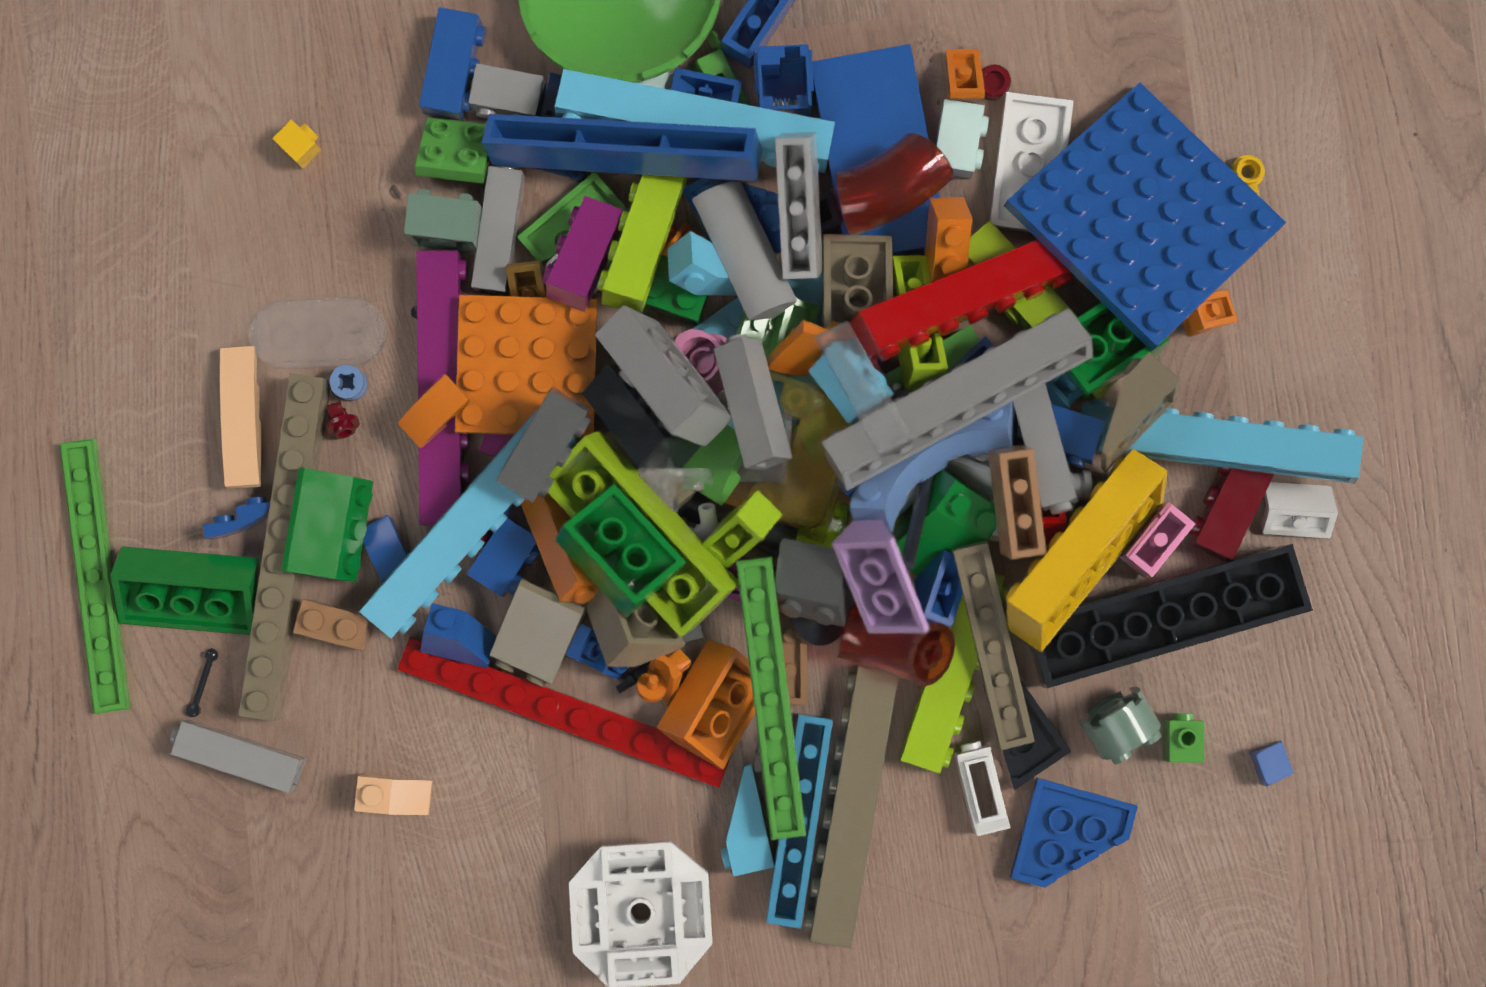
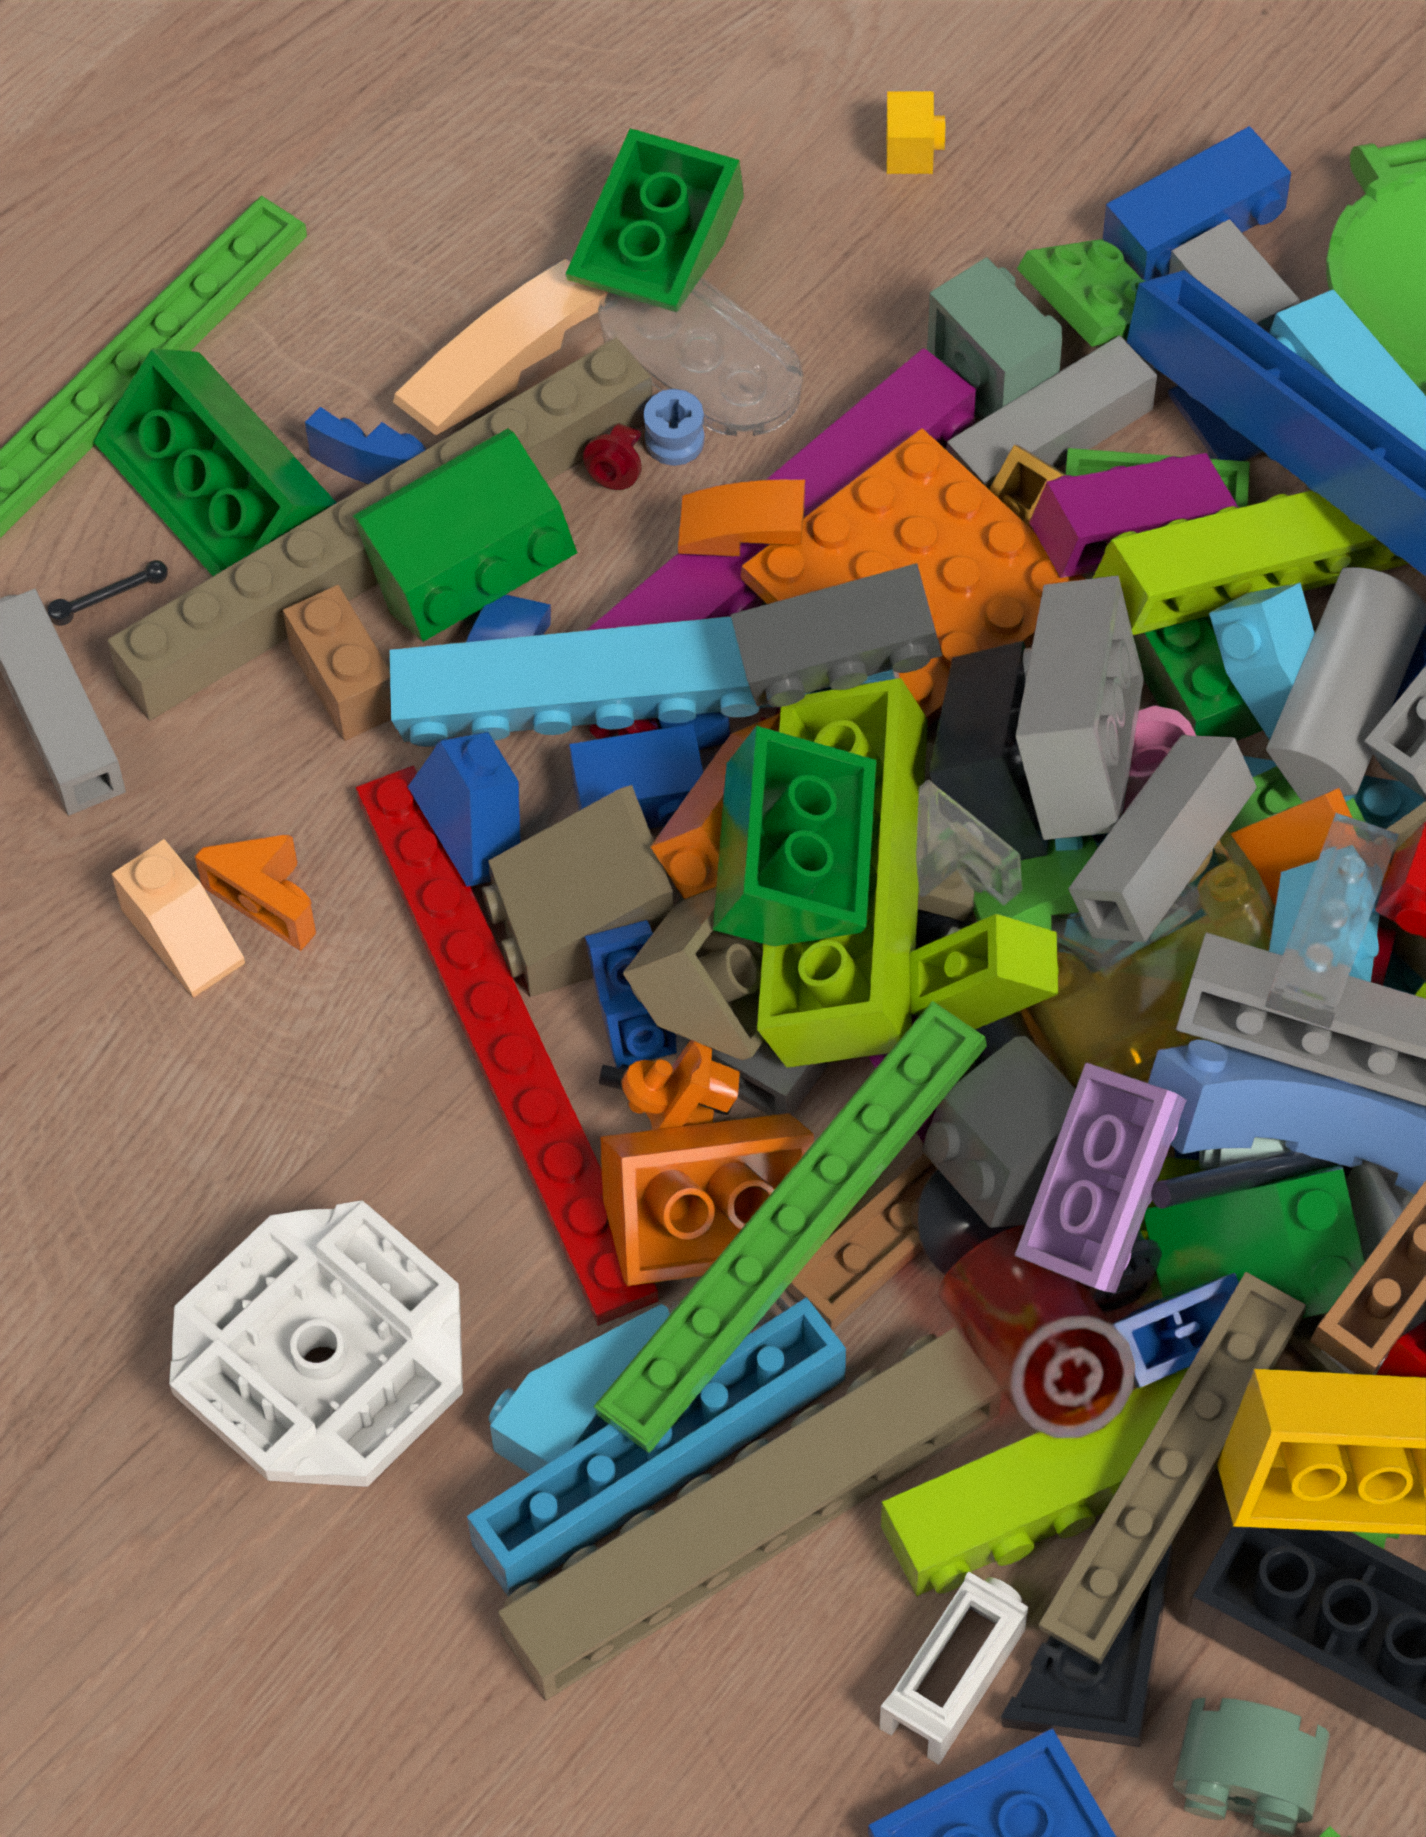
camera: 55 degrees right, 25 degrees down
(245, 300) = (658, 221): none -> green slope
(400, 749) = (254, 882): none -> orange slope

